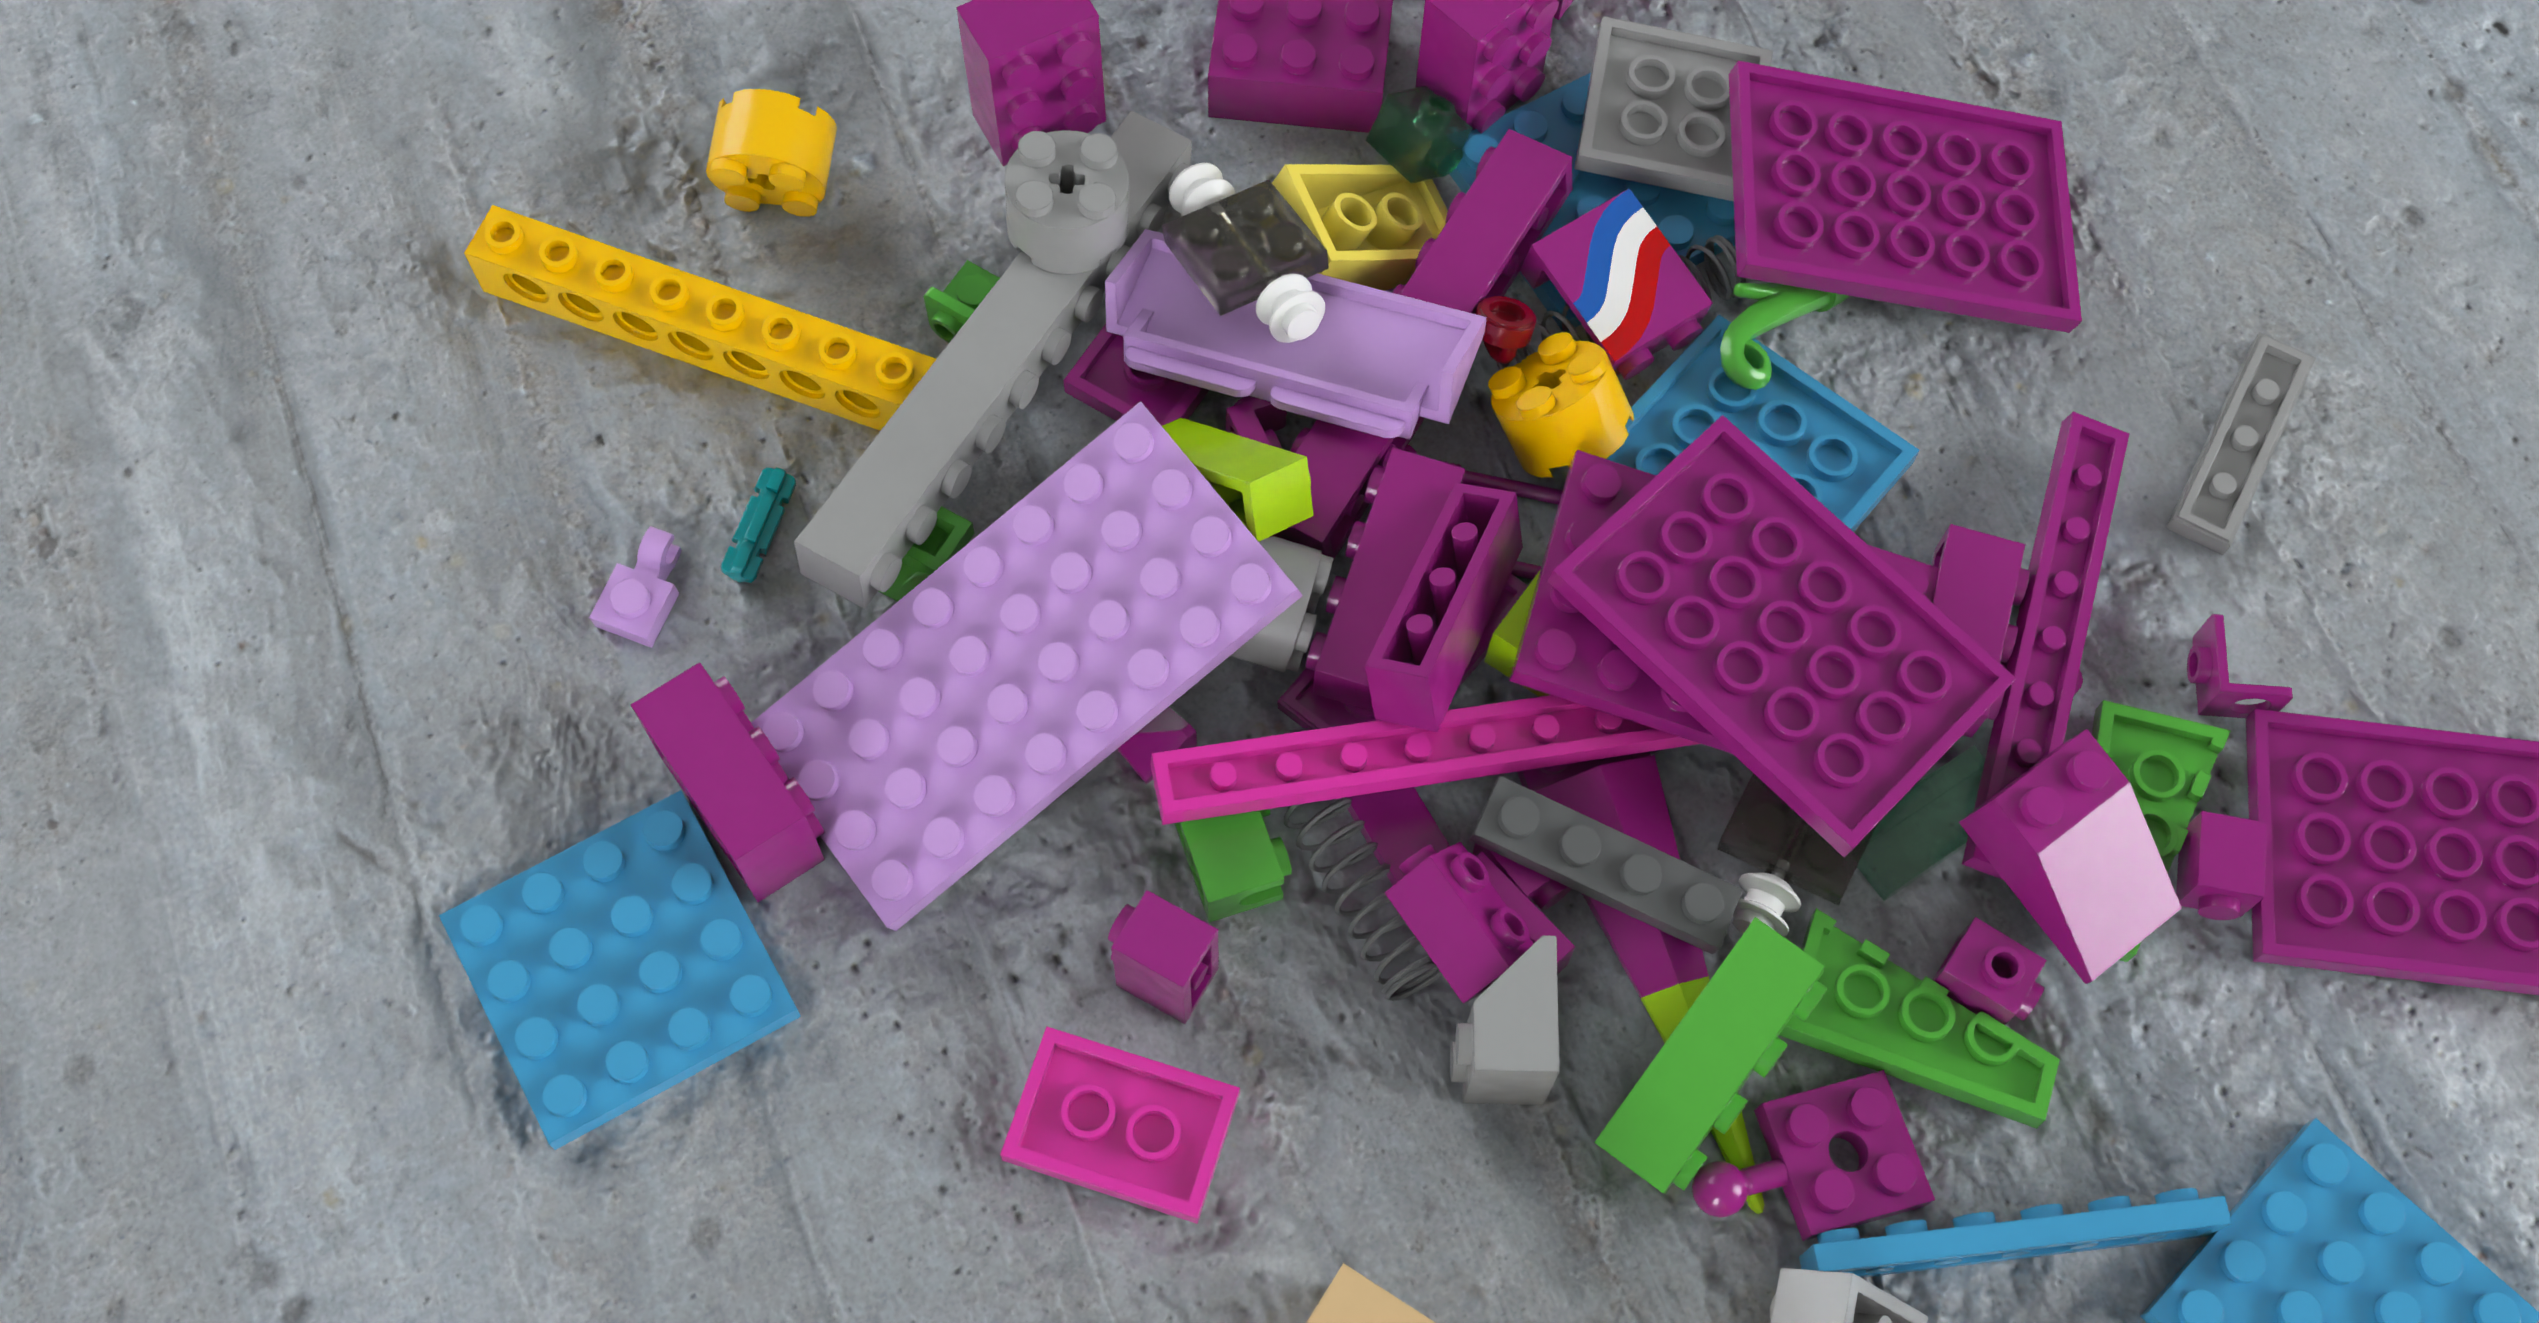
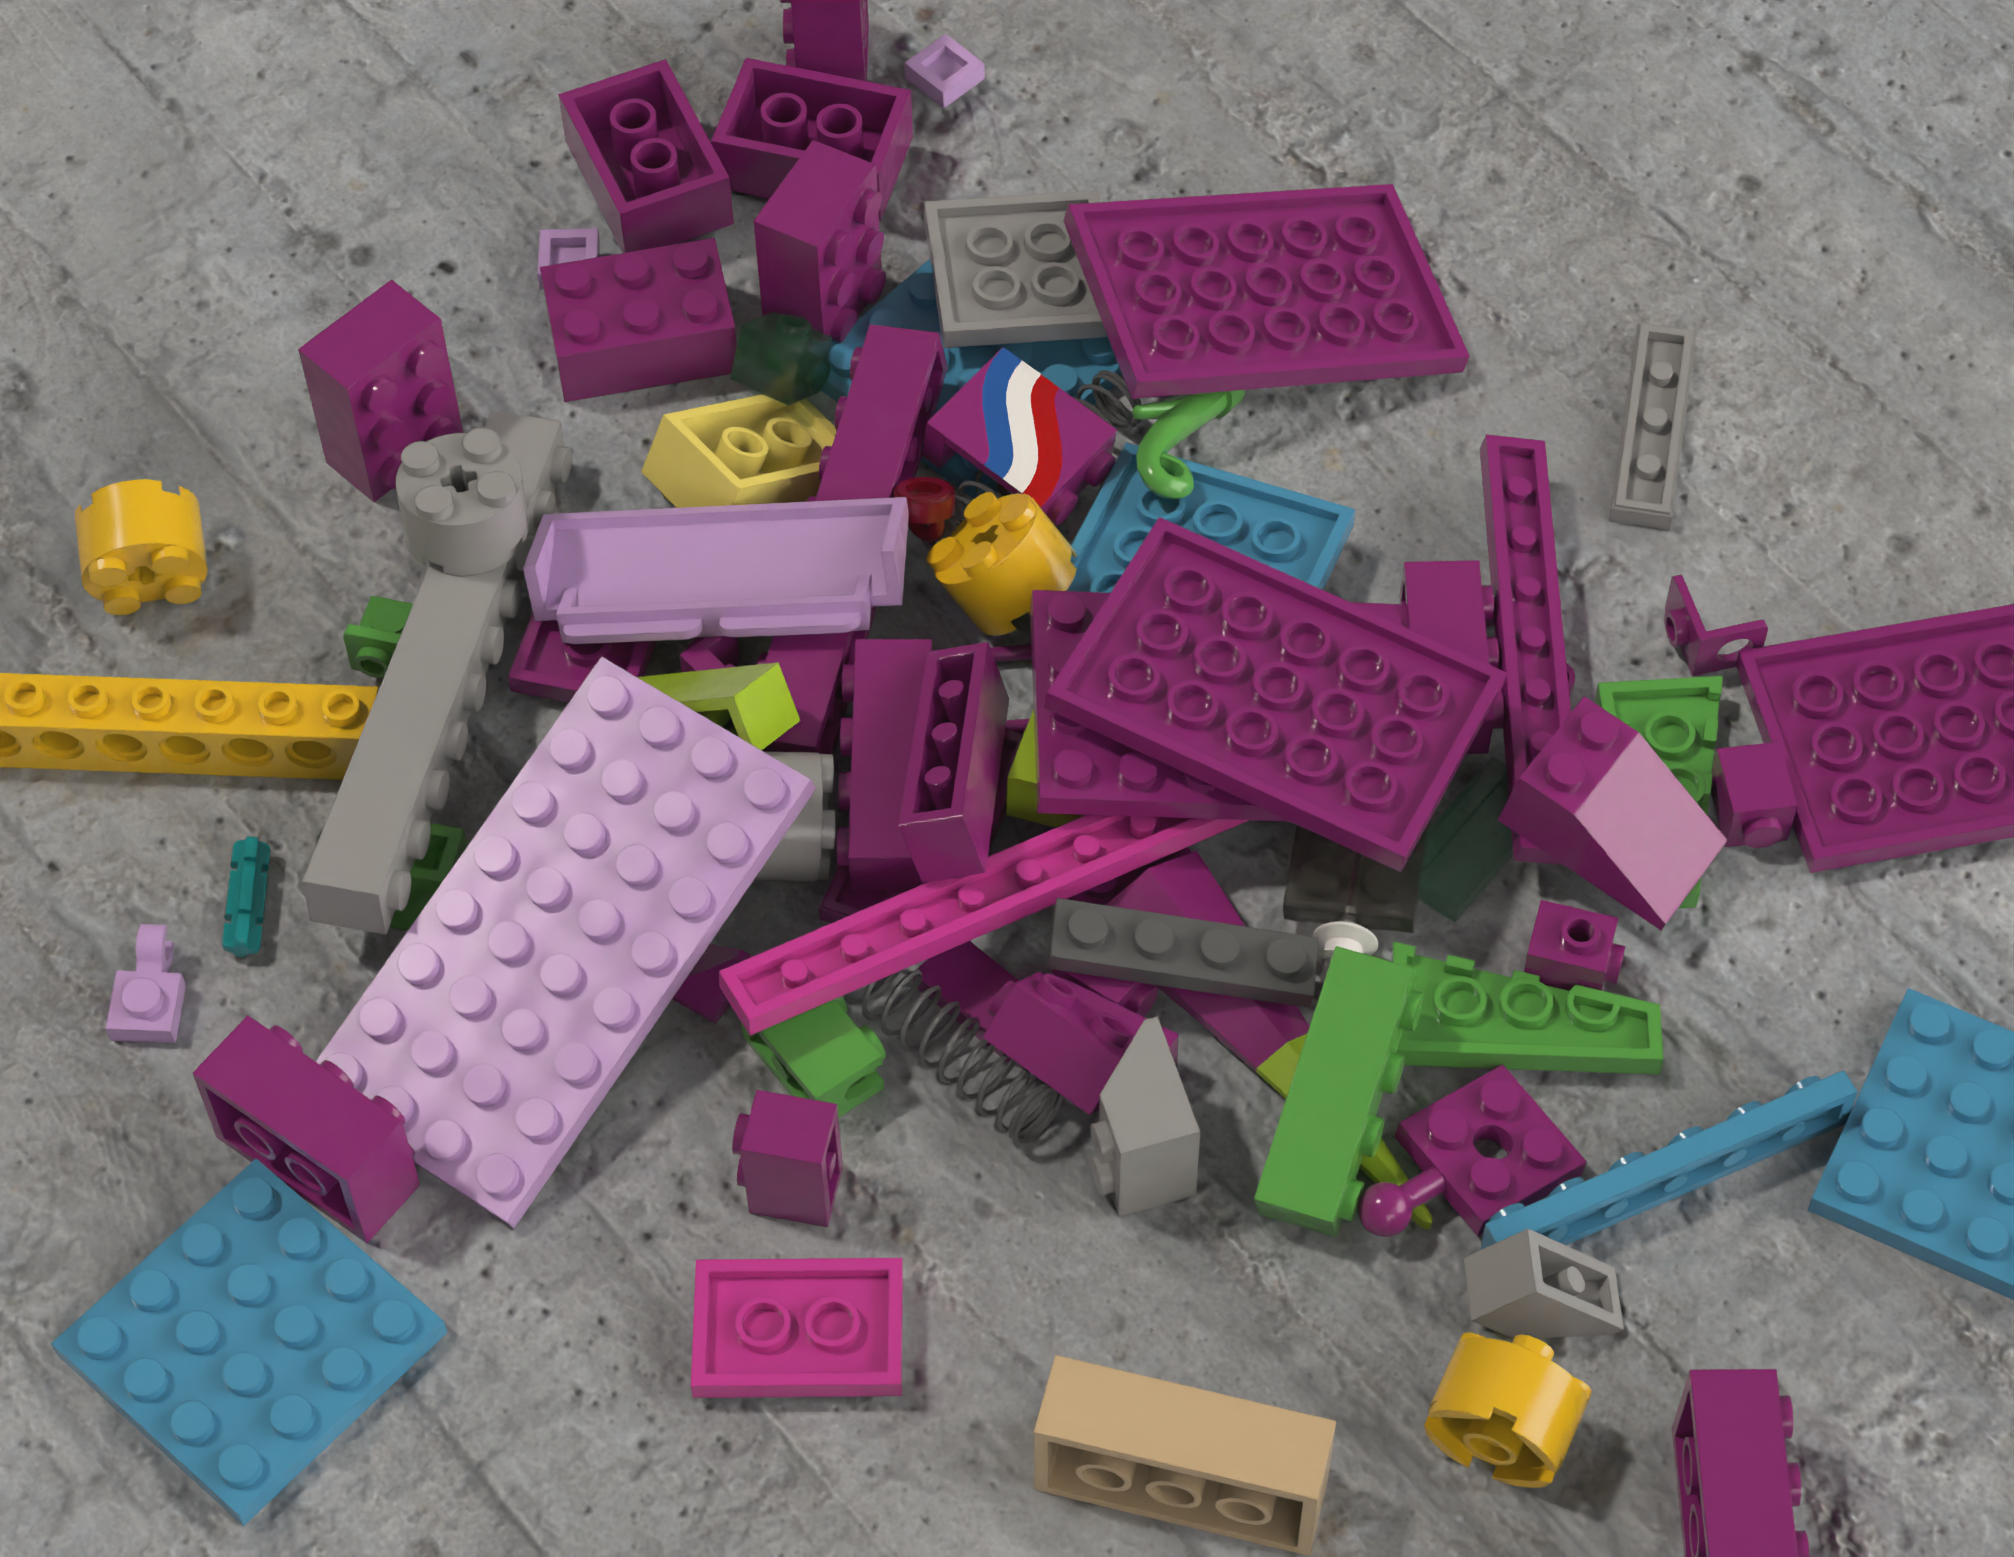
camera: 15 degrees left, 10 degrees down
(1247, 250) = (652, 502): clear smoke plate -> none

